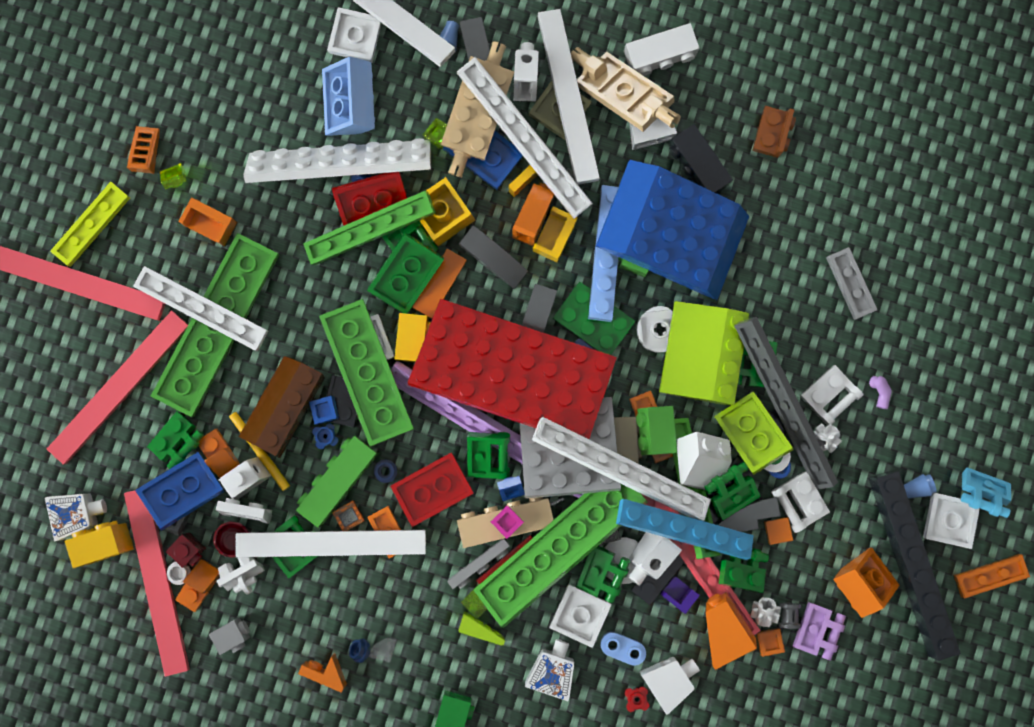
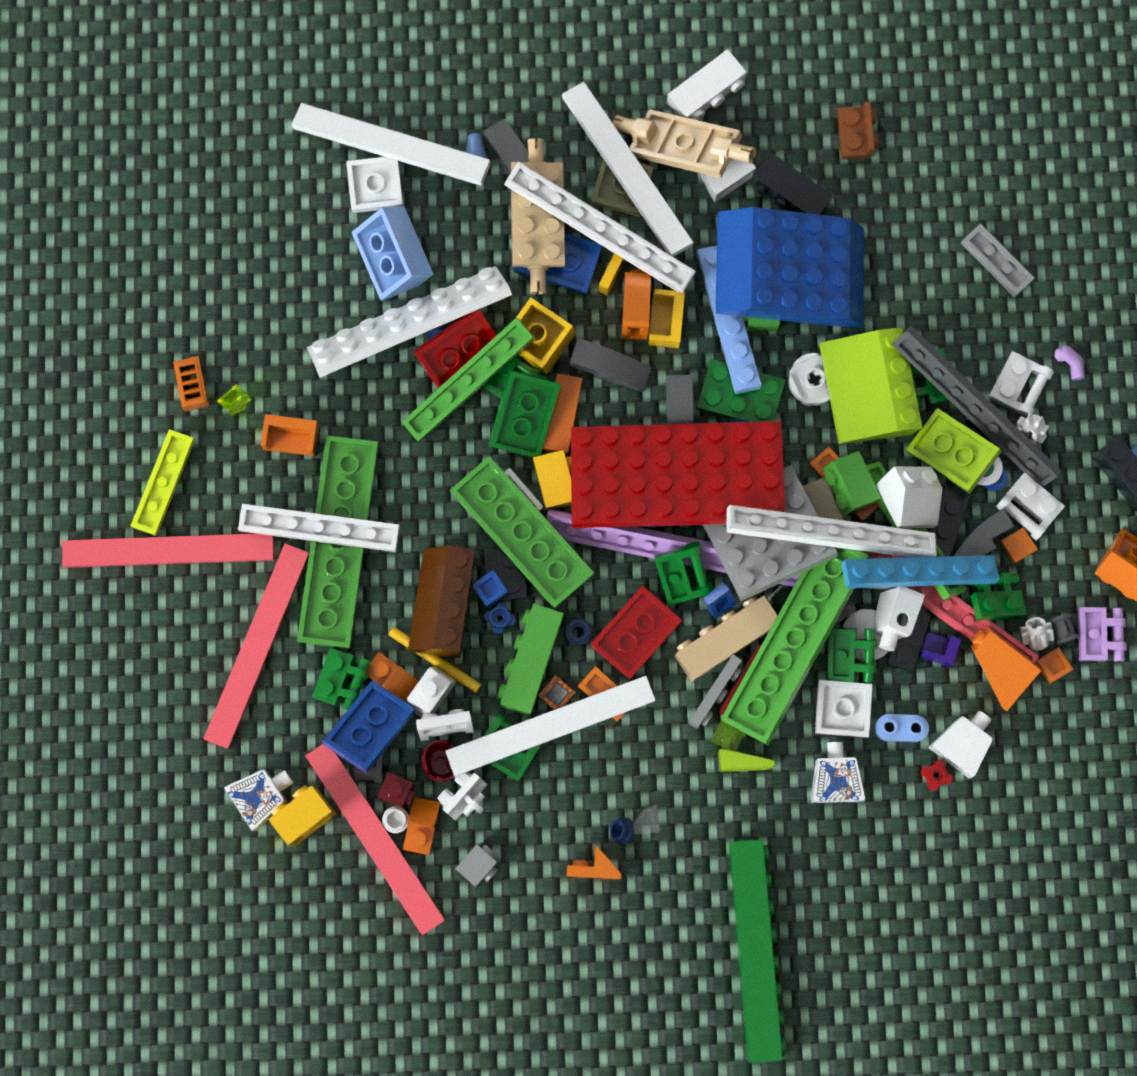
camera: 20 degrees left, 5 degrees down
(435, 133) = (501, 256): clear neon green plate -> none
(507, 522) = (730, 633): dark pink plate -> none
(526, 73) = (575, 160): white torso -> none
(734, 497) = (960, 522): green plate -> none

